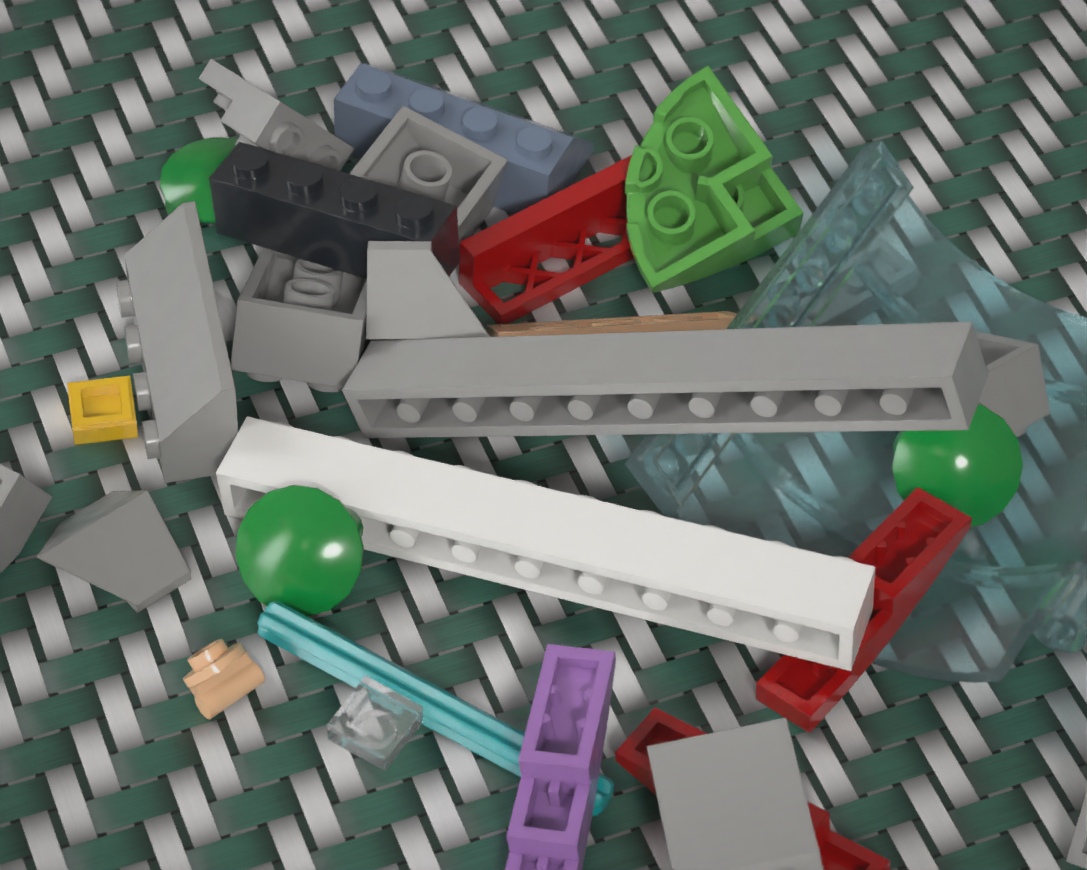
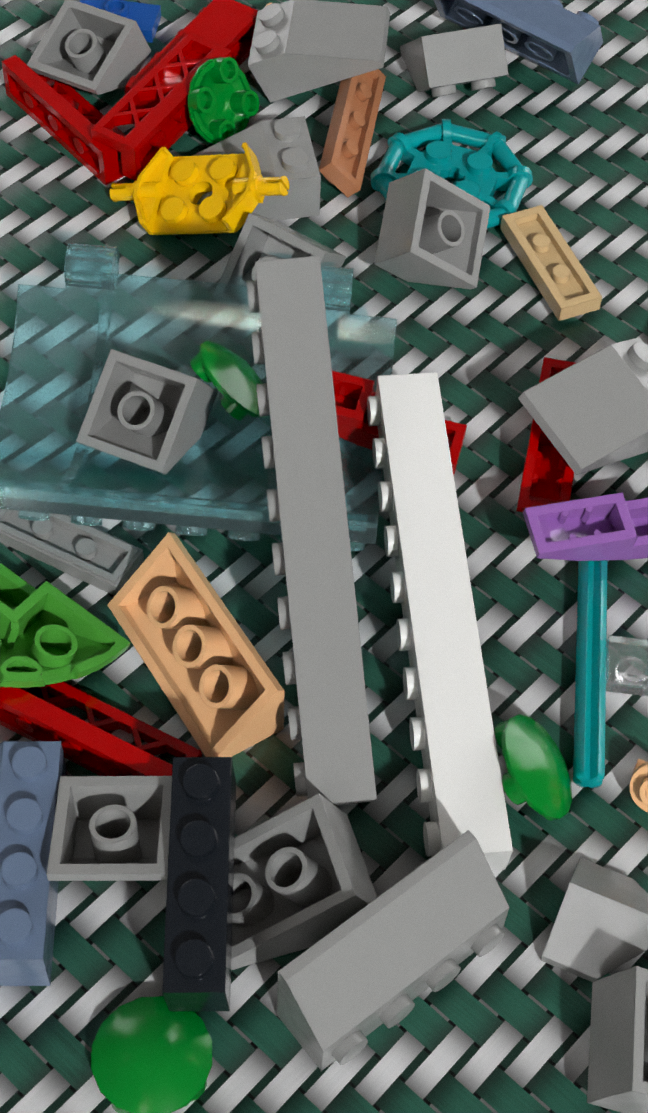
camera: 115 degrees left, 5 degrees up
(102, 410) = (466, 1012): yellow tile -> none
(270, 123) = (91, 992): light grey plate -> none
(414, 295) = (270, 771): light grey slope -> none

